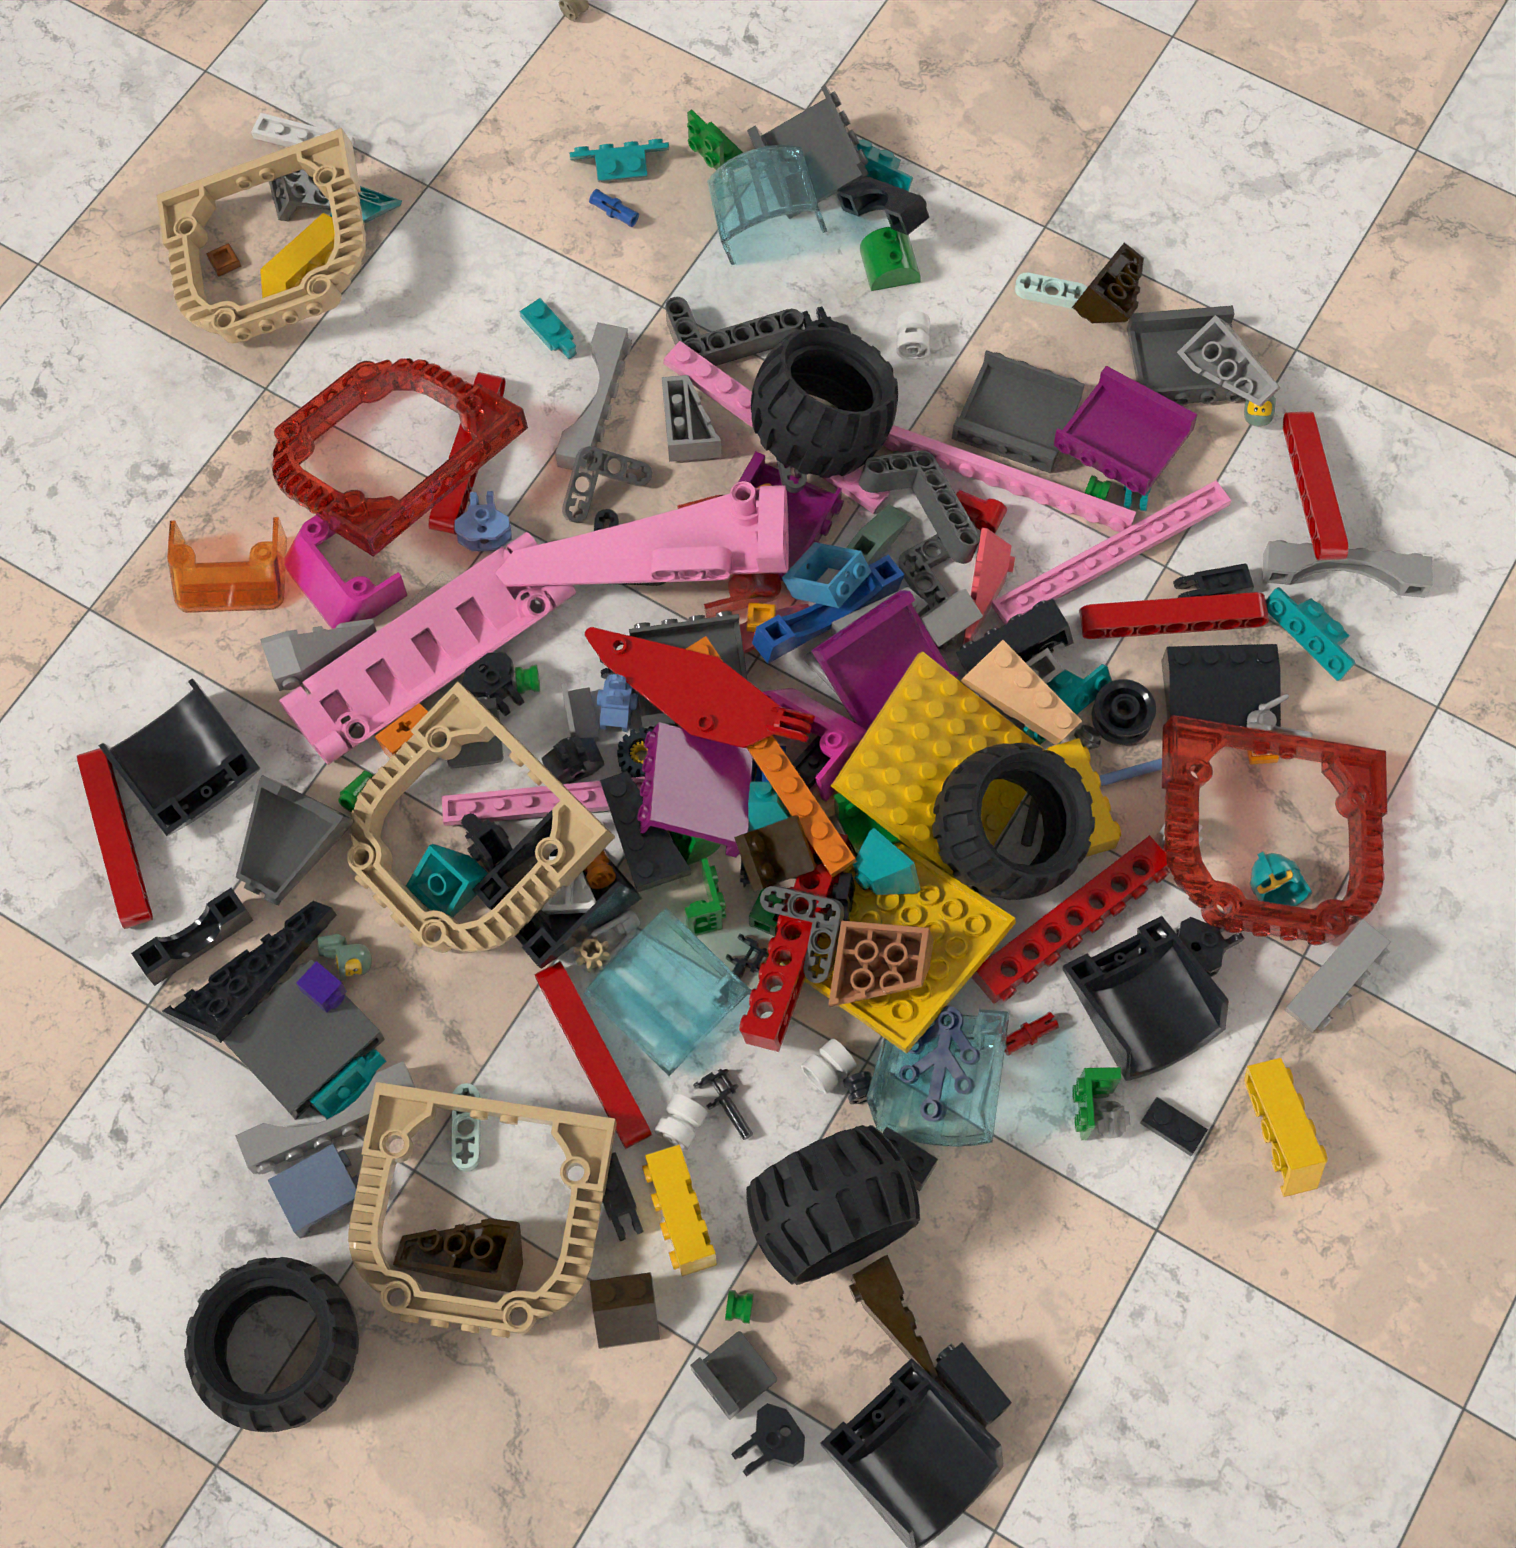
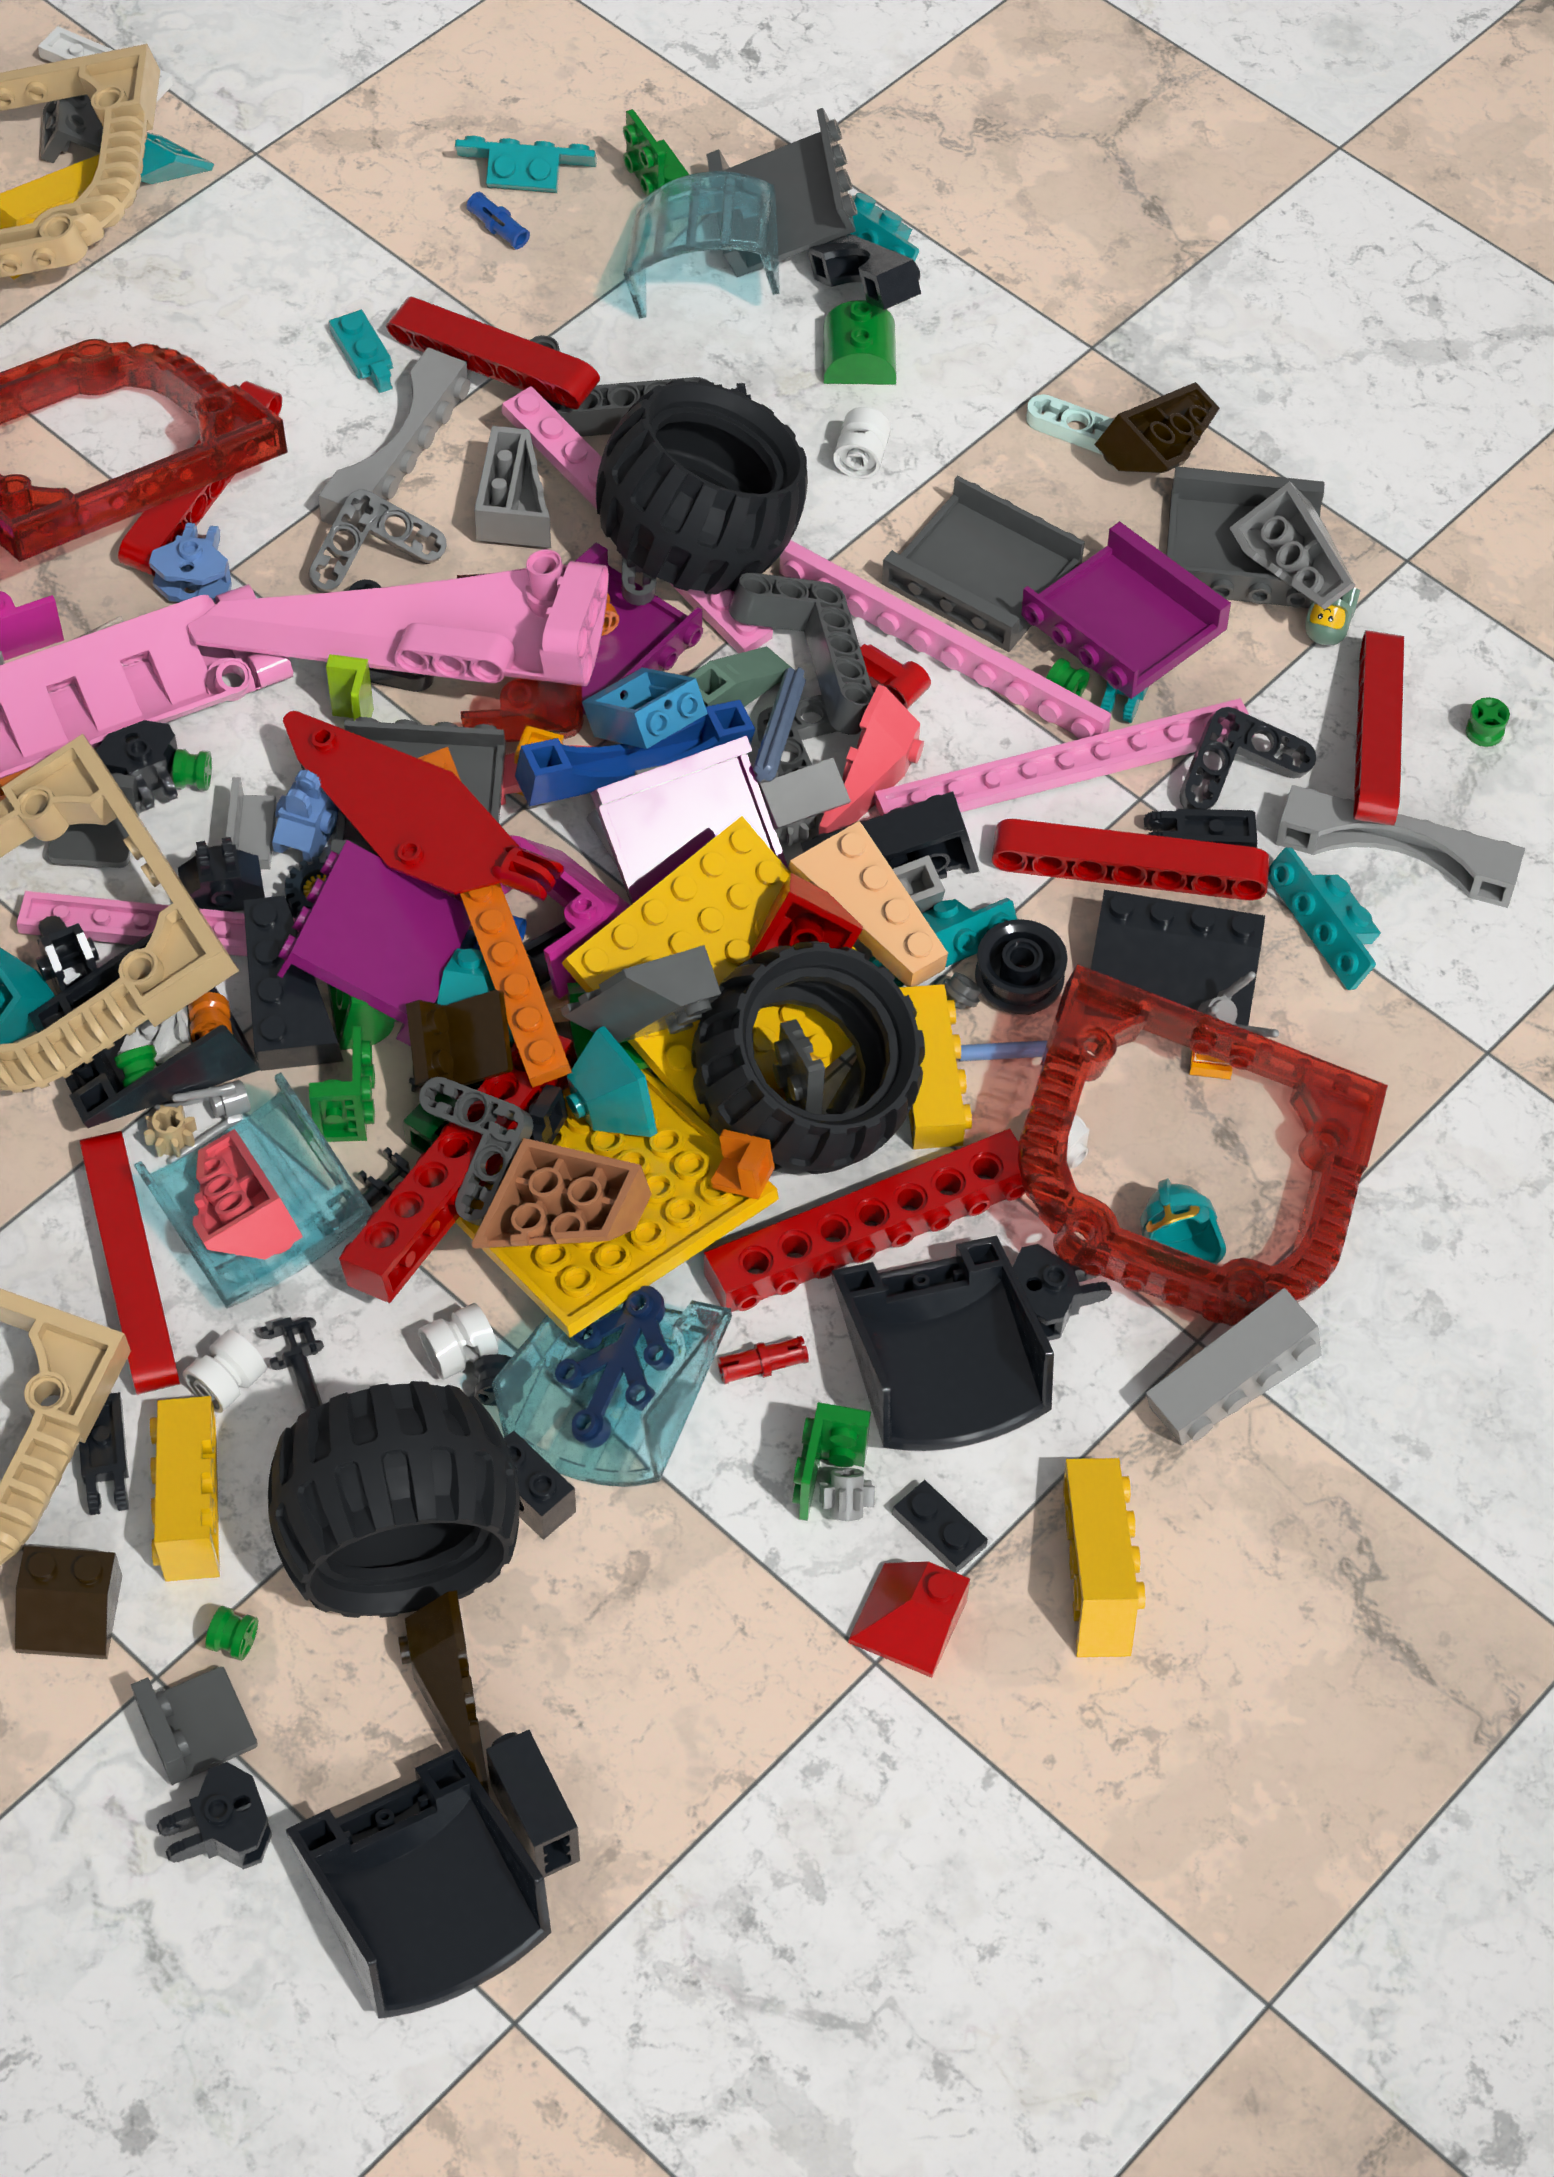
camera: 10 degrees right, 10 degrees down
(563, 917) = (136, 1063): none -> green wheel
(620, 599) = (349, 686): none -> lime panel
(645, 318) = (494, 352): none -> red beam
(659, 1005) = (238, 1204): none -> coral wedge
(905, 804) = (650, 997): none -> dark grey wedge
(919, 567) = (779, 724): none -> sand blue axle
(984, 722) = (806, 915): none -> red slope
(989, 907) = (744, 1166): none -> orange panel
(1007, 834) = (796, 1071): none -> dark grey wing
(1172, 1193) = (911, 1614): none -> red slope
(1225, 515) = (1240, 742): none -> black beam
(1379, 457) = (1487, 722): none -> green wheel

